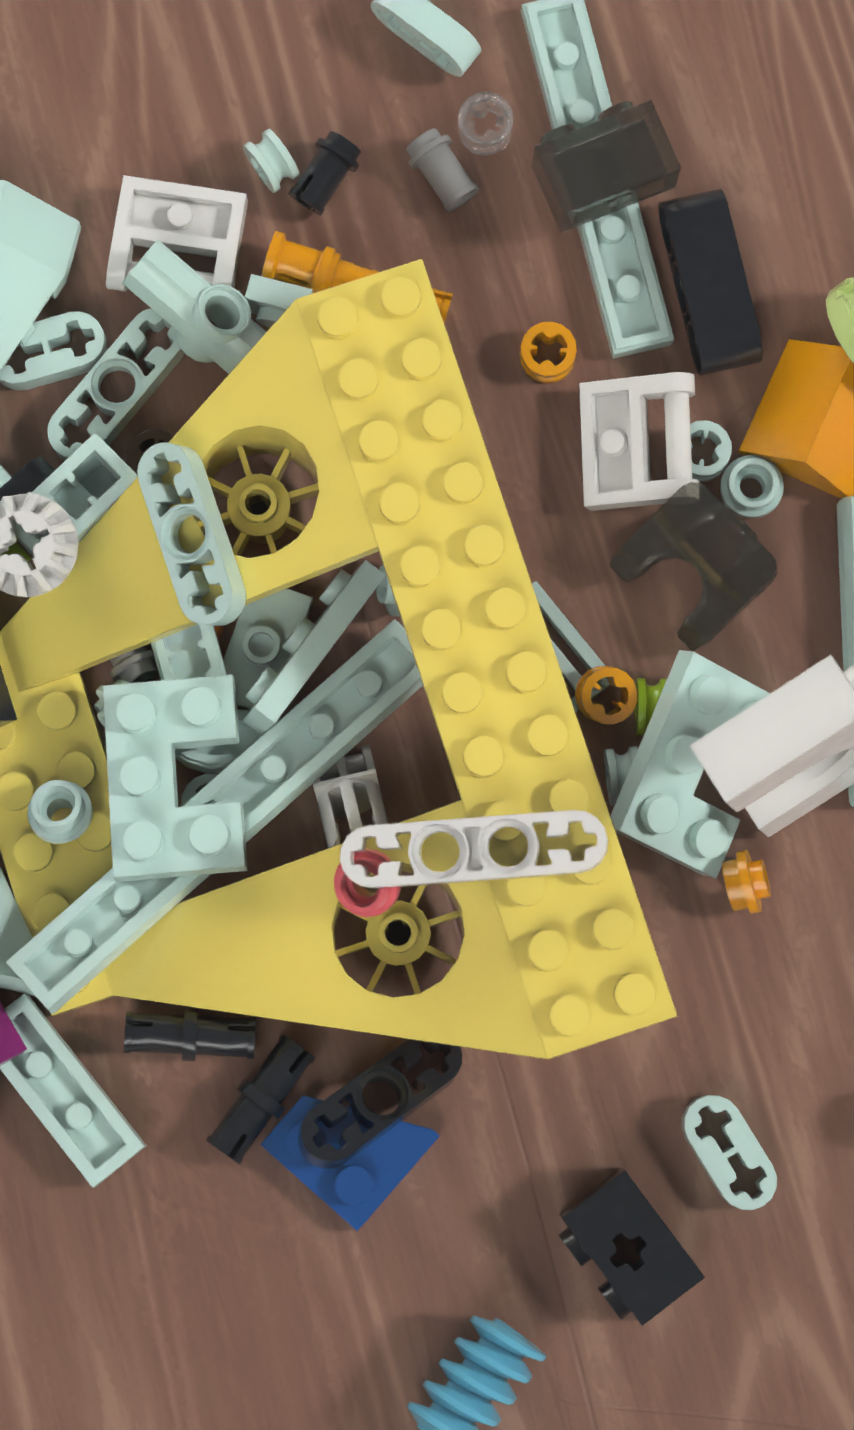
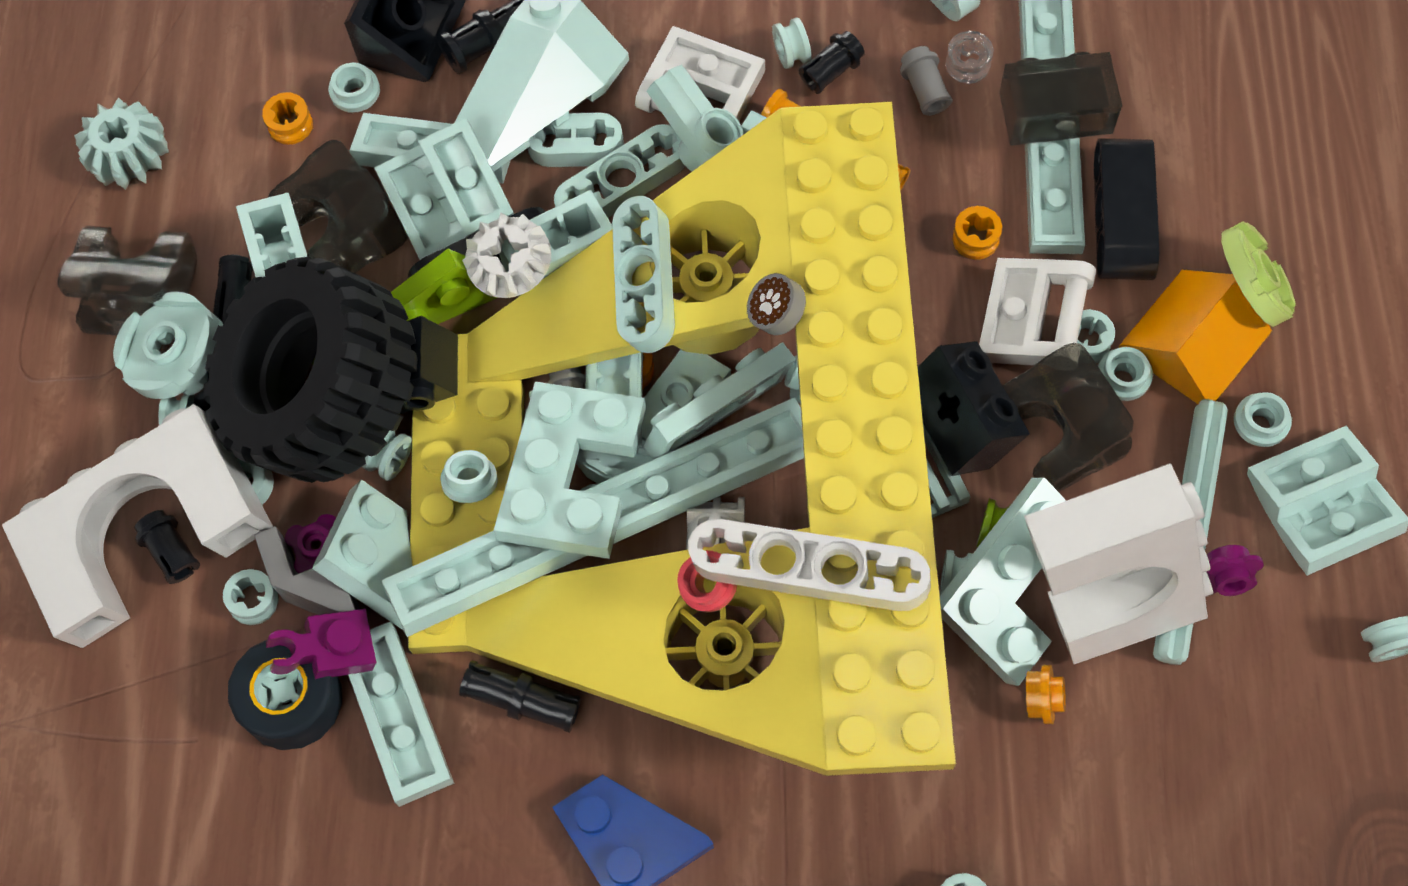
camera: 20 degrees right, 15 degrees down
(260, 1099) = (564, 768): black pin -> none
(331, 1111) = (624, 791): black beam -> none
(357, 550) = (776, 304): none -> tile
(588, 582) = (967, 408): none -> black brick
(615, 678) = (971, 493): light orange bush -> none

